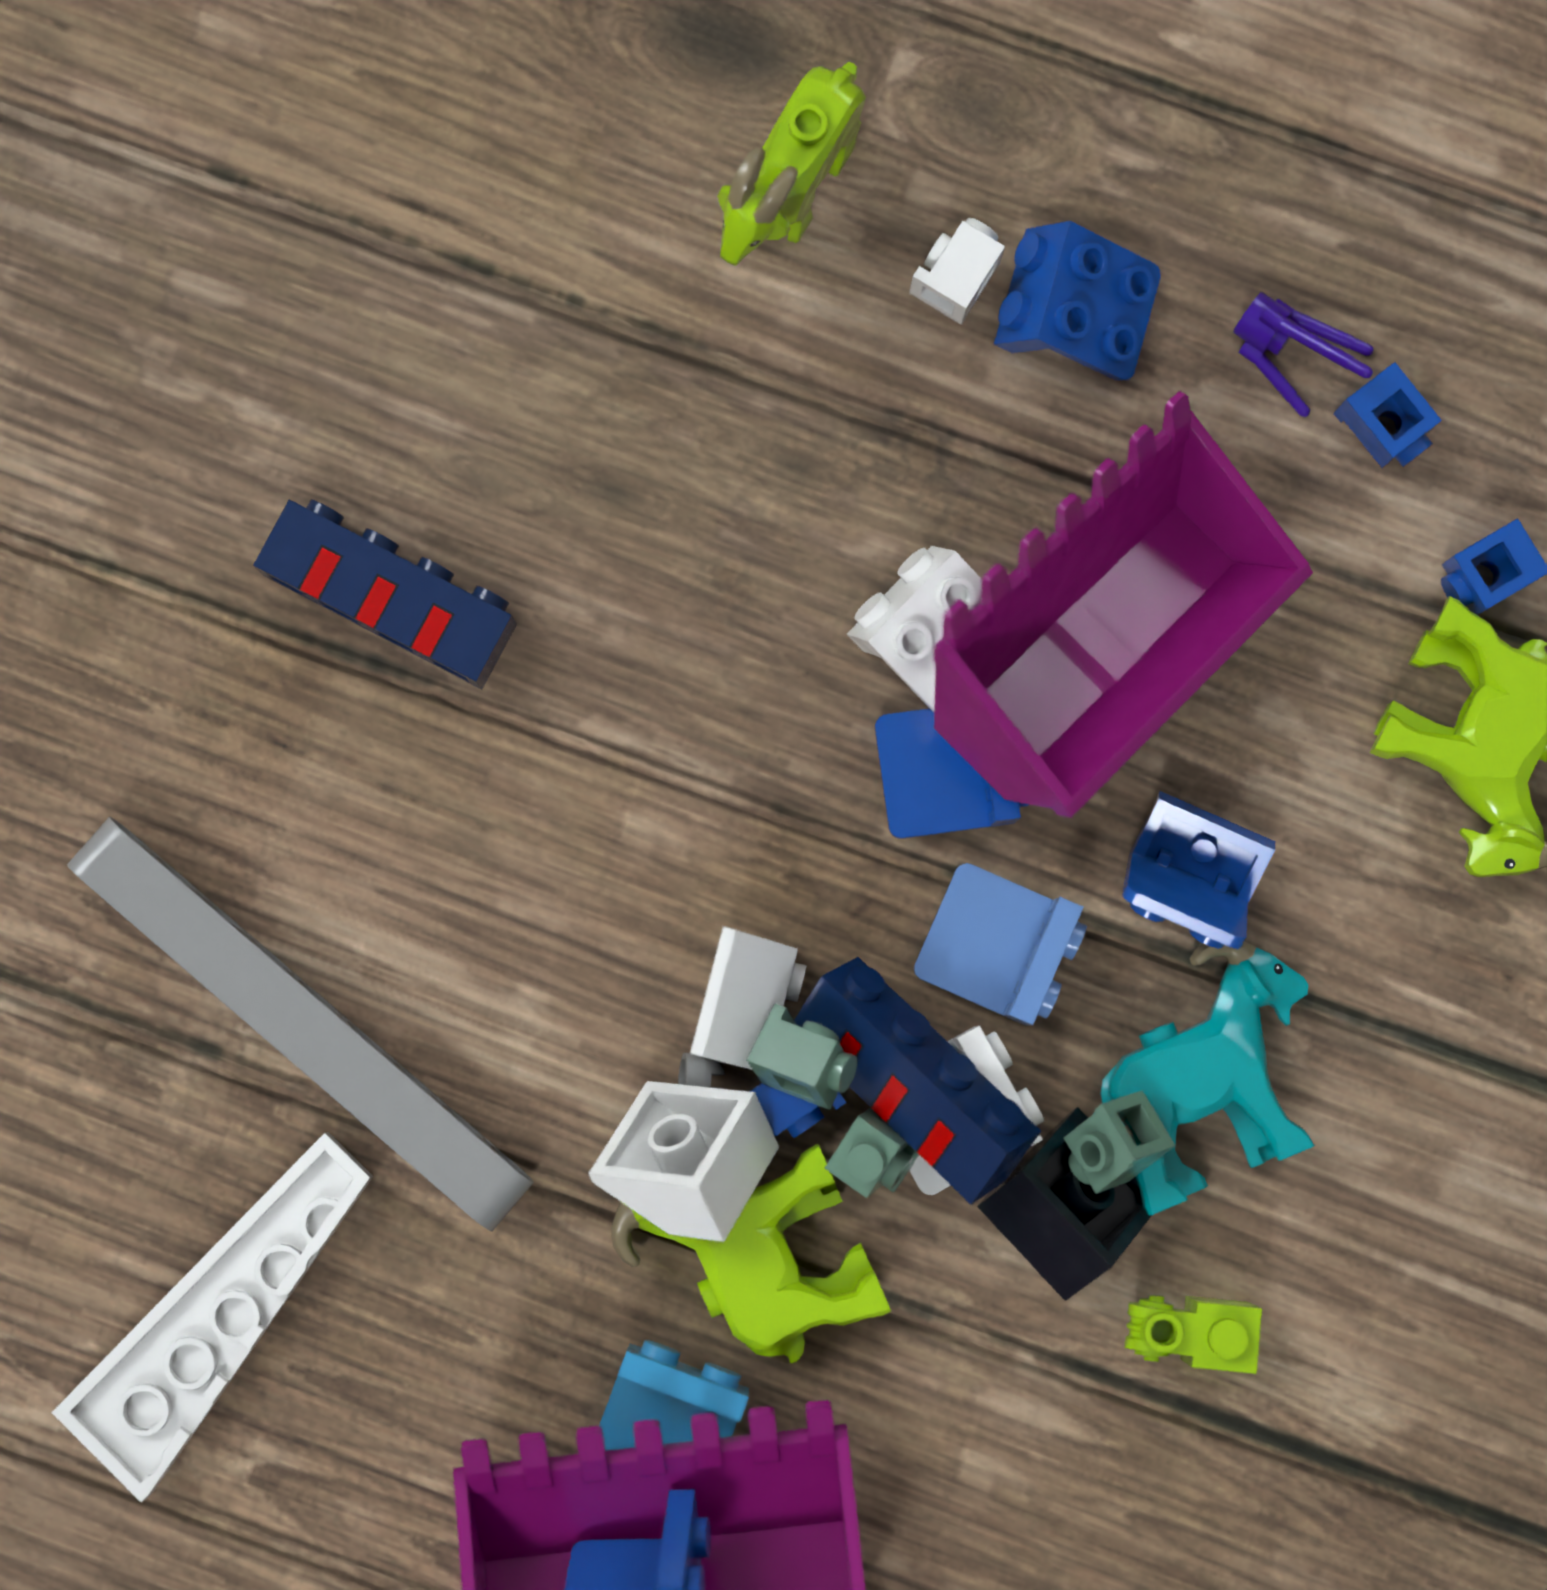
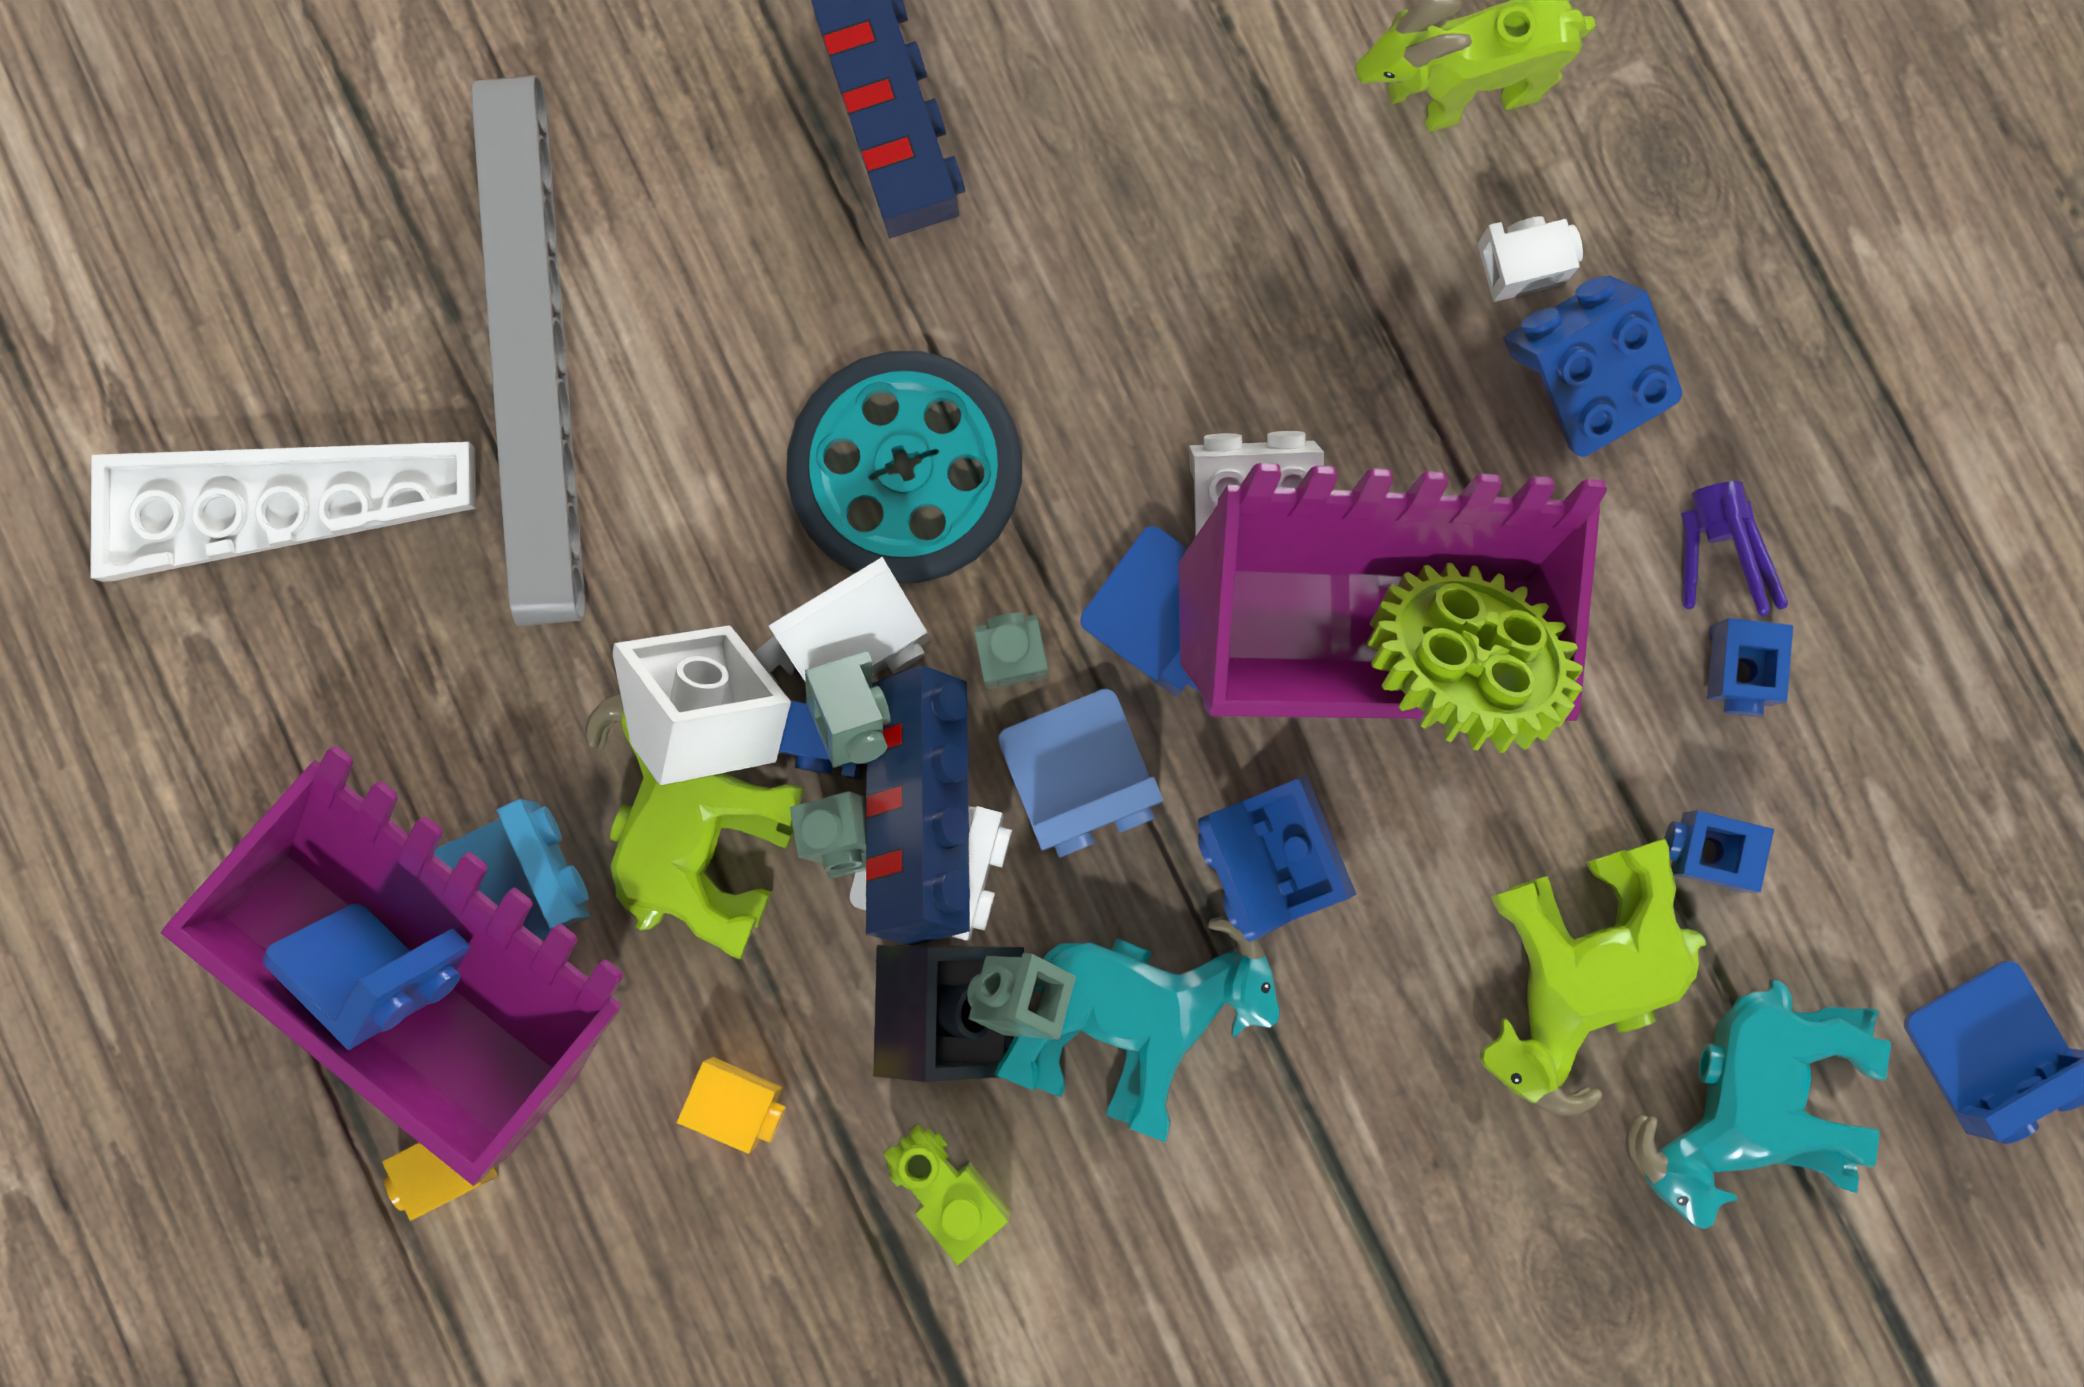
camera: 55 degrees right, 0 degrees up
(606, 776) = (916, 382): none -> wedge
(865, 903) = (1011, 650): none -> sand green brick
(986, 1420) = (732, 1106): none -> yellow brick
(1205, 598) = (1475, 657): none -> lime gear

